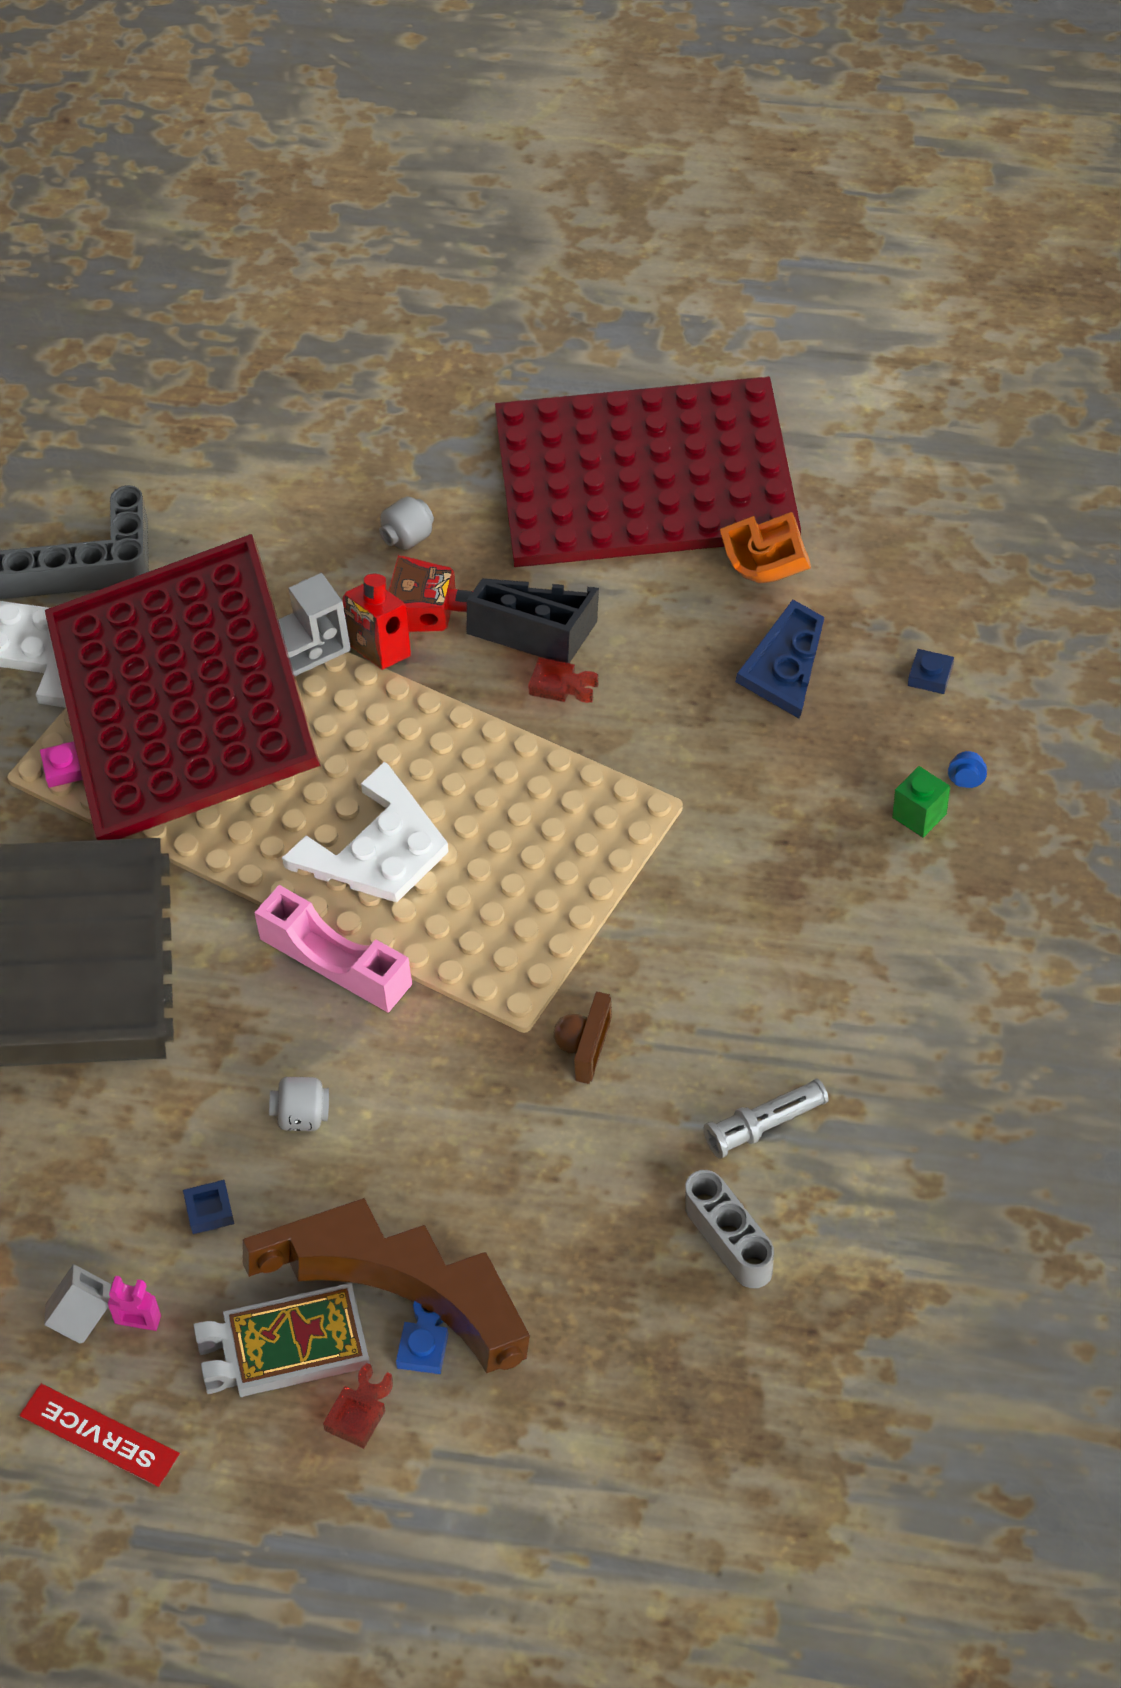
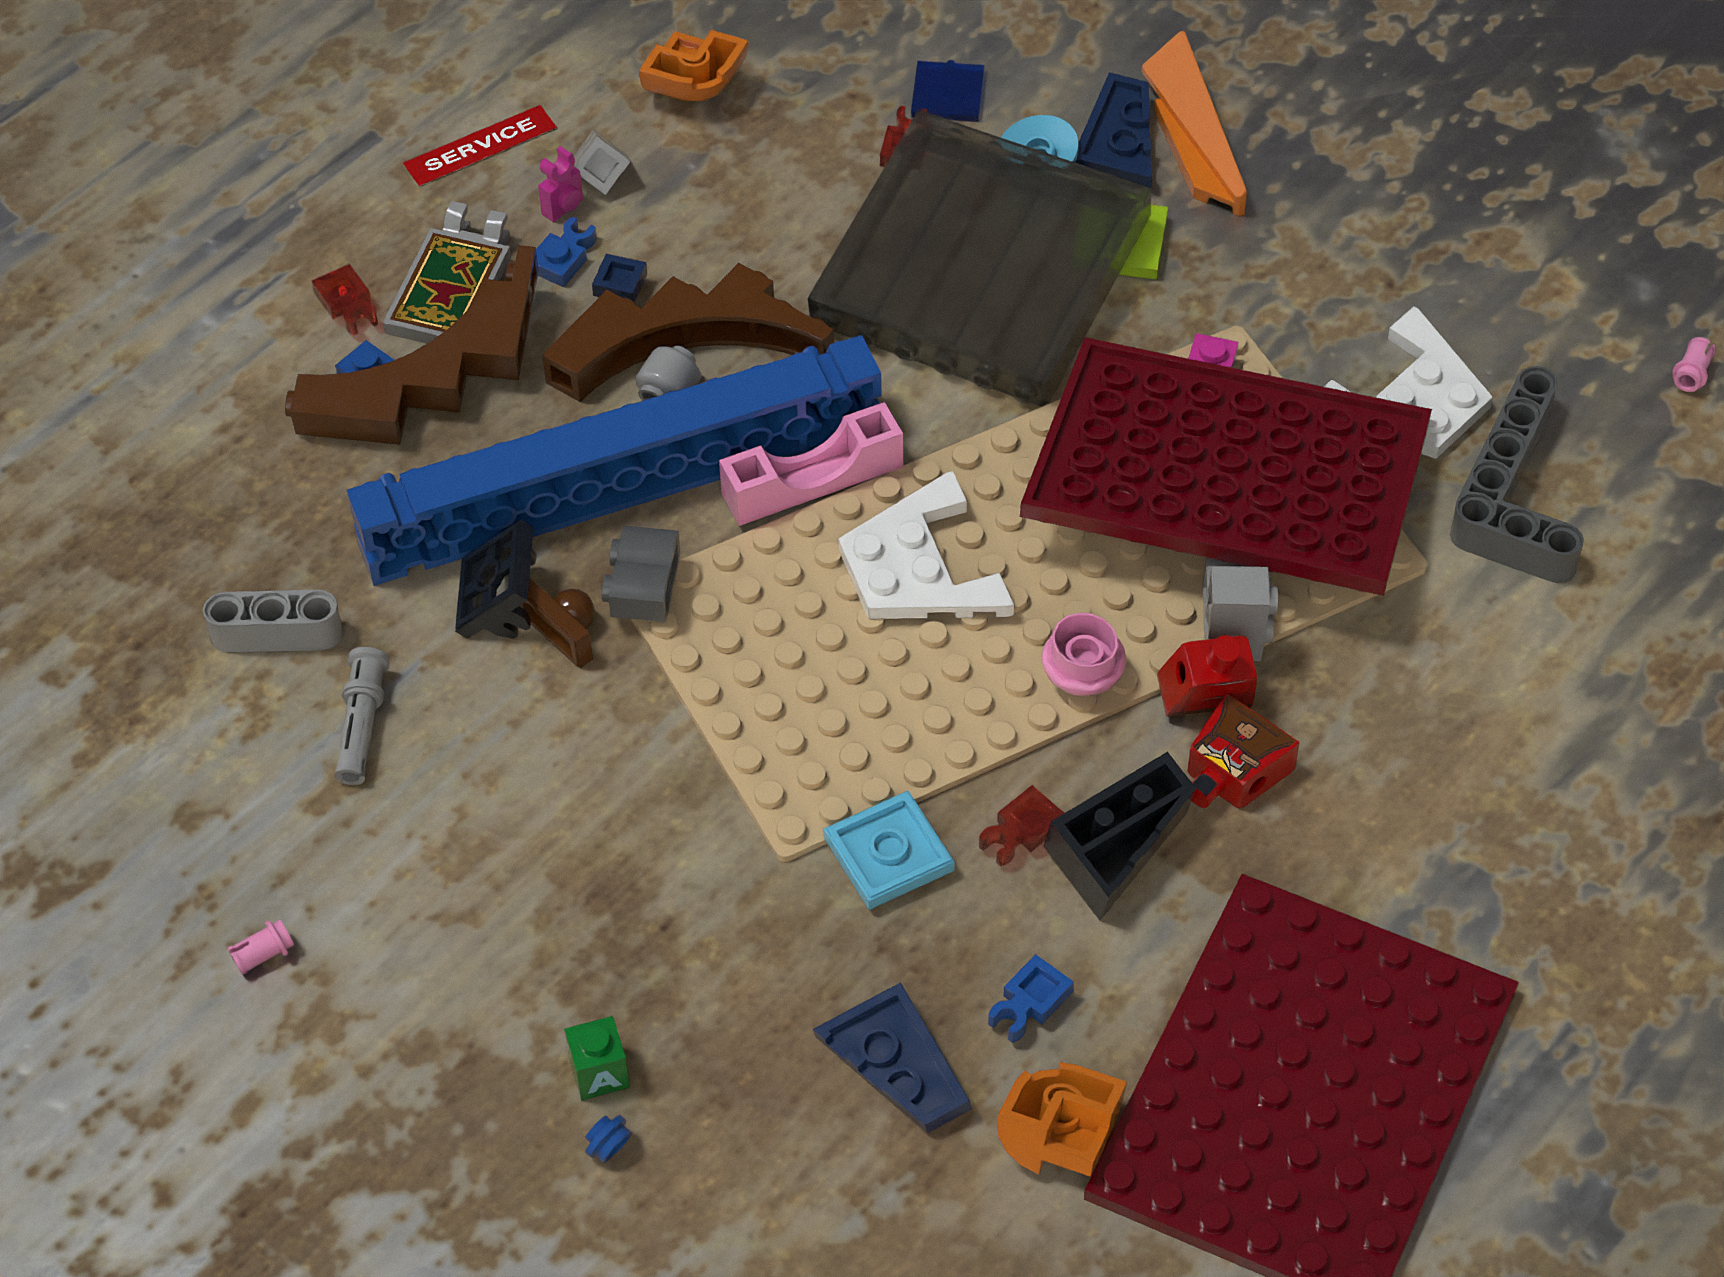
camera: 120 degrees right, 0 degrees up
(202, 1278) = (564, 255): none -> blue plate
(269, 1165) = (621, 334): none -> reddish brown arch
(406, 523) = (1363, 792): light grey head -> none
(406, 695) = (1084, 655): none -> bright pink piece
(424, 1074) = (609, 459): none -> blue brick
(515, 992) = (642, 573): none -> dark grey brick
(549, 1078) = (501, 614): none -> black piece
(634, 742) = (888, 850): none -> medium azure plate
(685, 614) = (1033, 993): none -> blue plate
(931, 671) = (777, 1201): dark blue plate -> none
(997, 1052) = (261, 946): none -> bright pink pin

